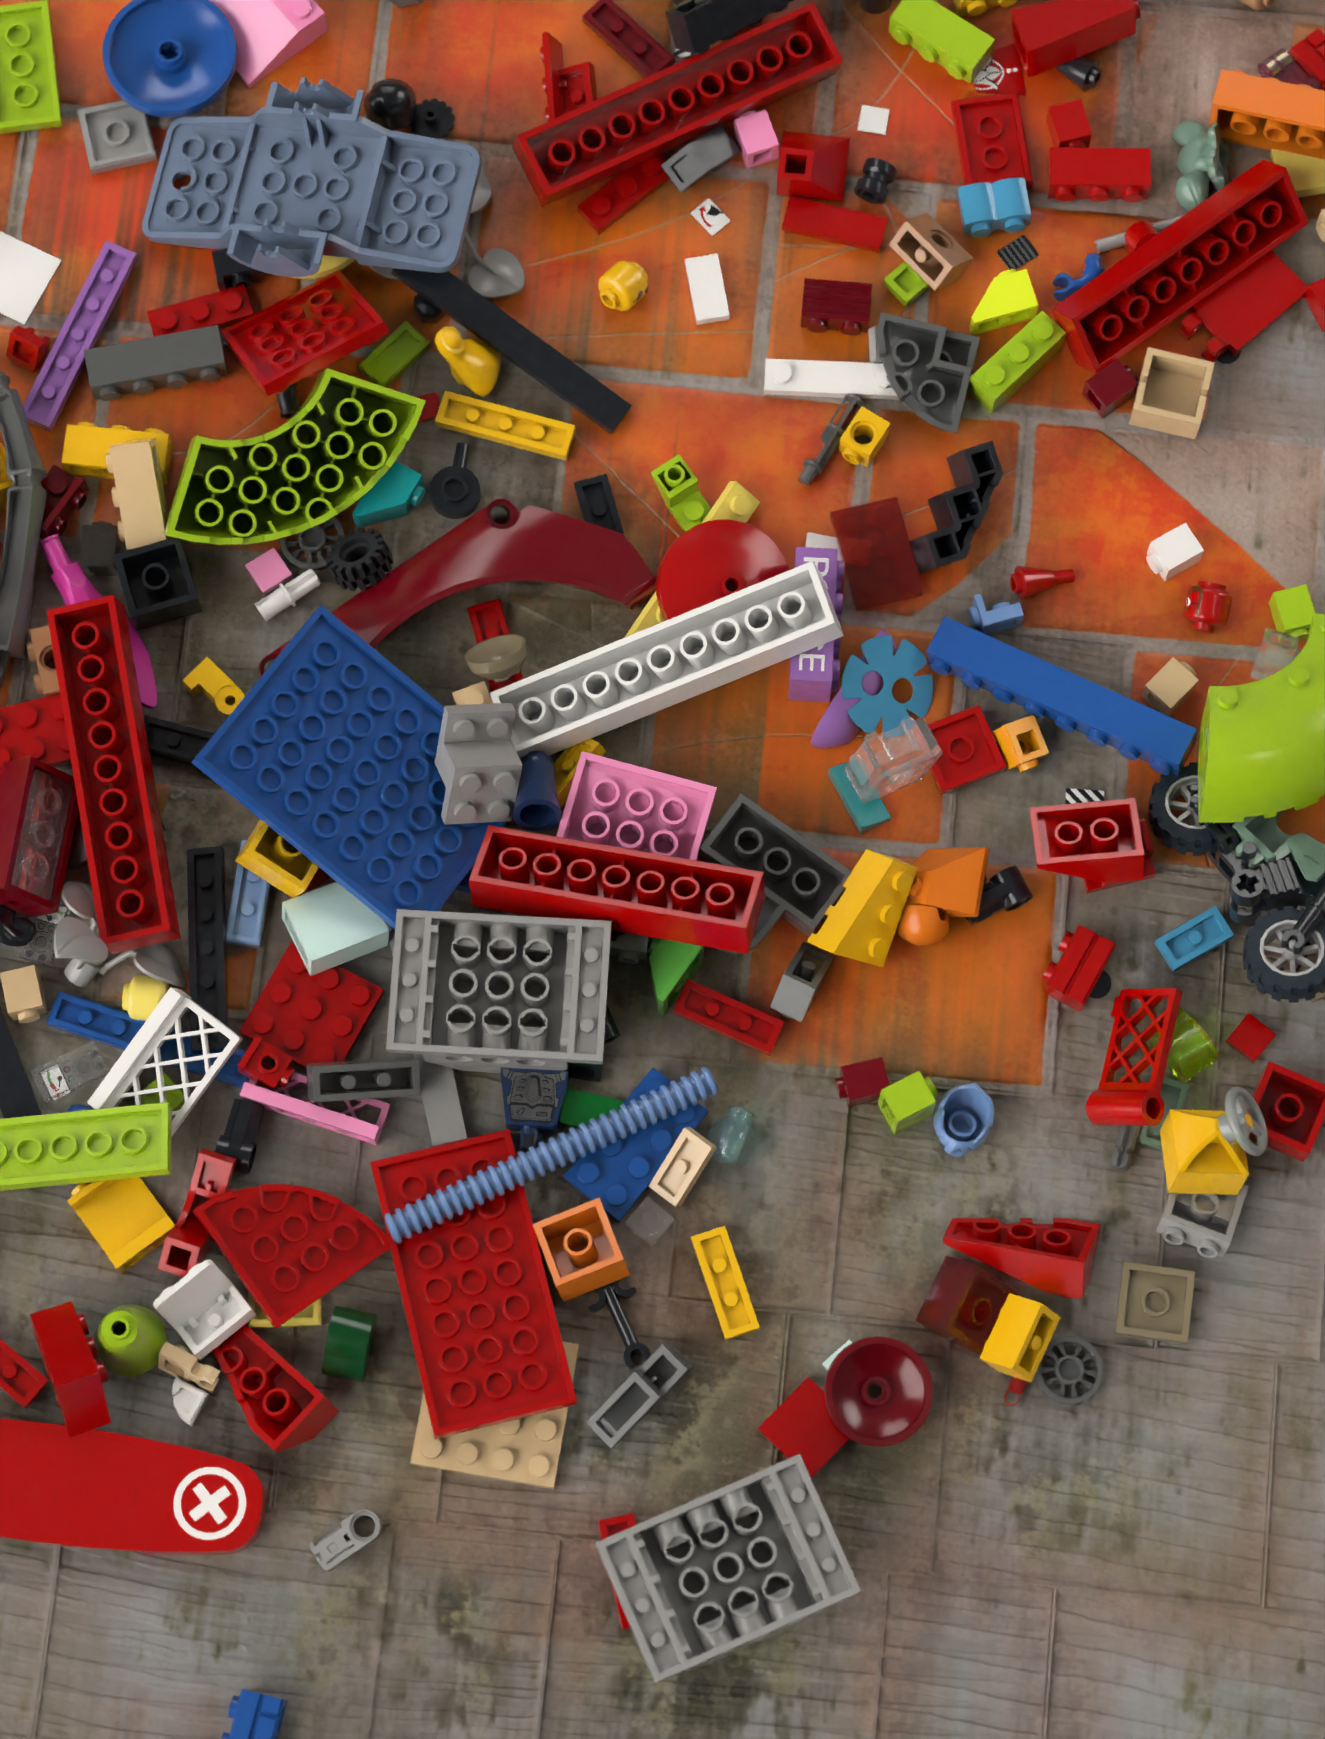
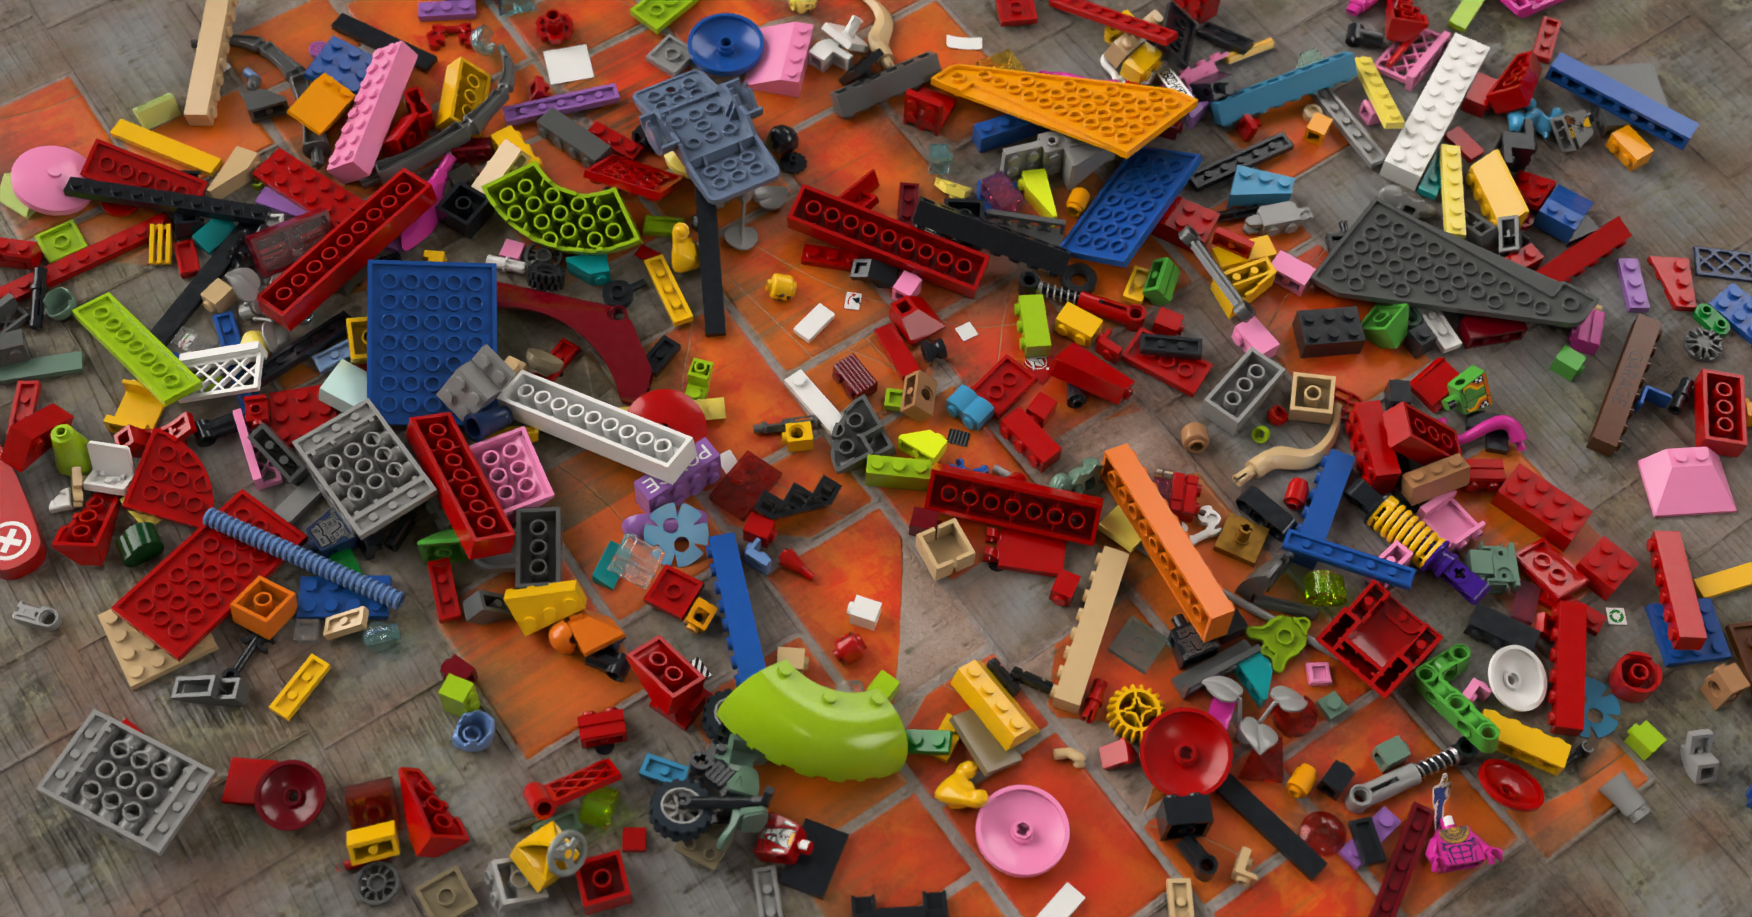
camera: 45 degrees right, 15 degrees down
(959, 584) = (761, 528): none -> red brick

